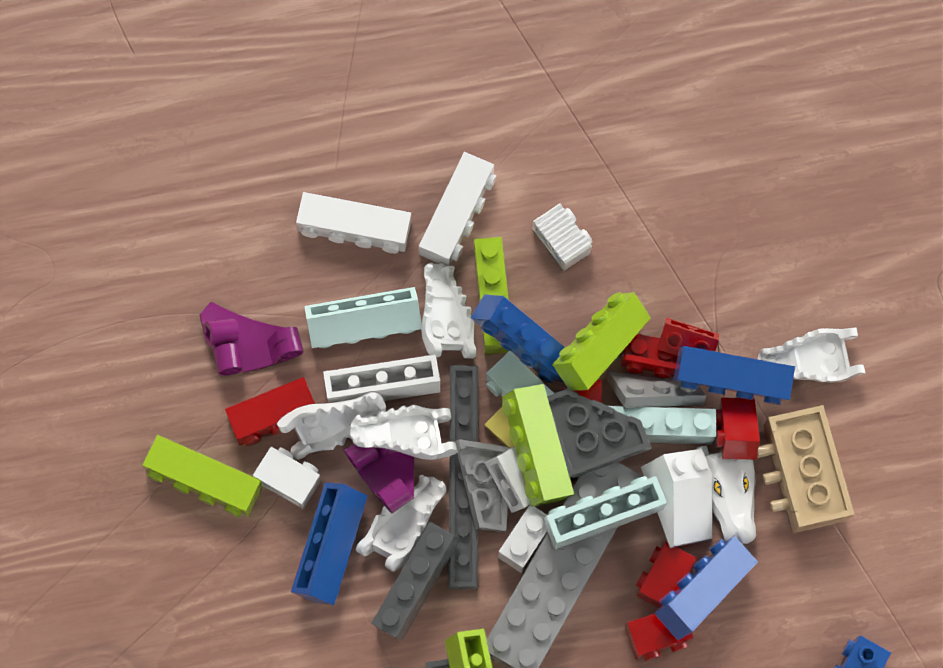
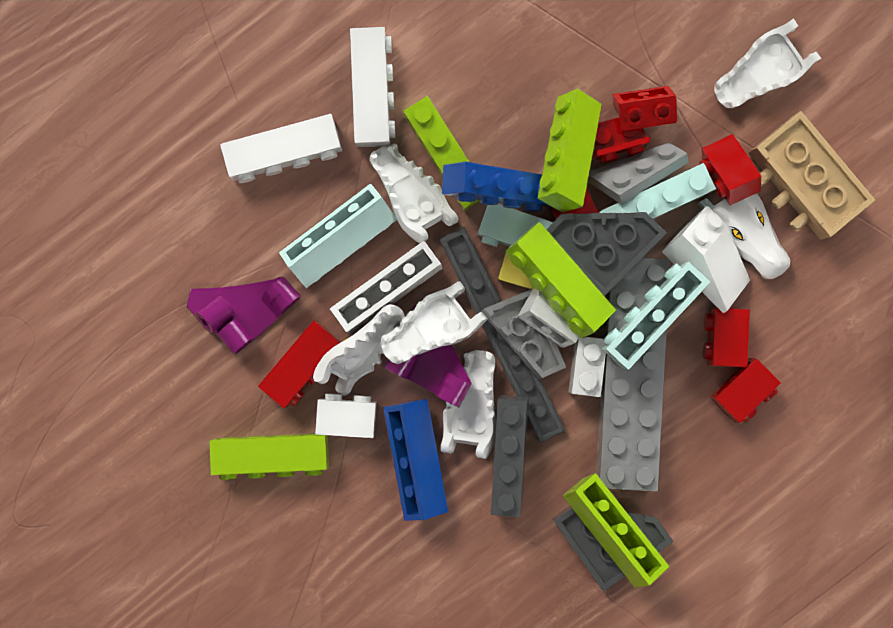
camera: 25 degrees left, 15 degrees up
(562, 236) = (481, 64): white brick -> none
(706, 587) = (773, 334): brick -> none
(734, 374) = (707, 122): blue brick -> none

